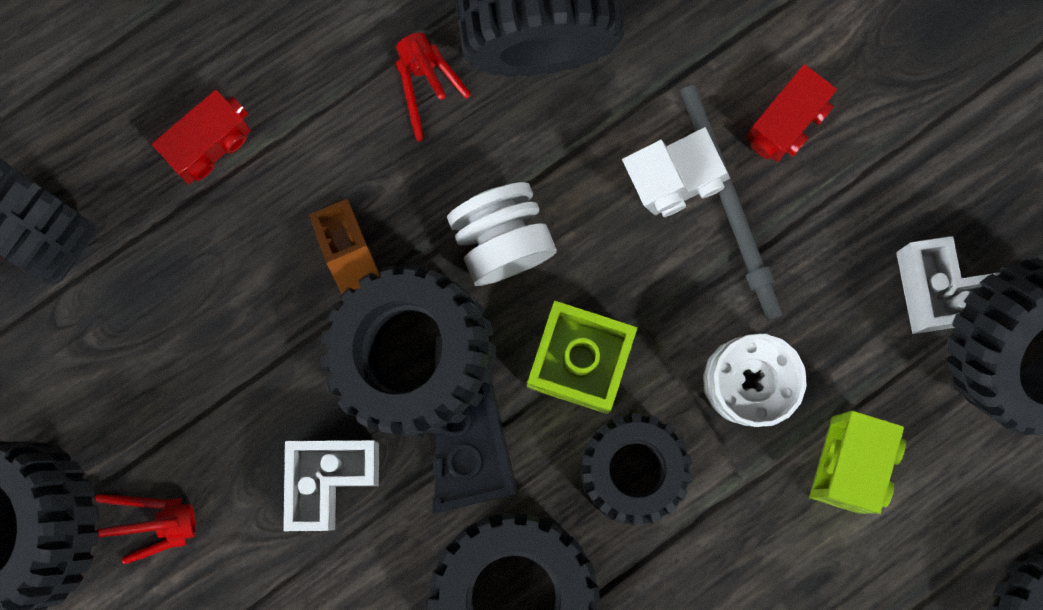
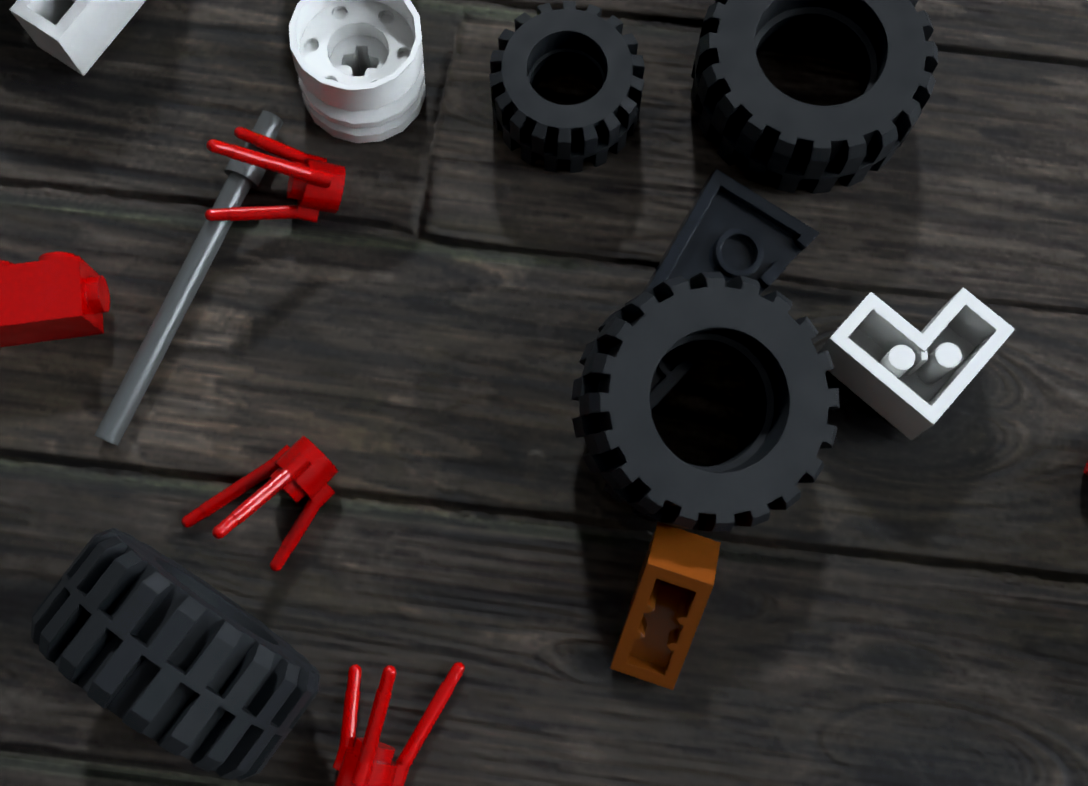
camera: 135 degrees left, 5 degrees down
(498, 226) = (478, 436): white wheel -> none
(578, 155) = (296, 471): none -> red plant
(581, 357) = (515, 240): lime brick -> none
(676, 172) = (211, 341): white brick -> none
(715, 295) = (311, 179): none -> red plant

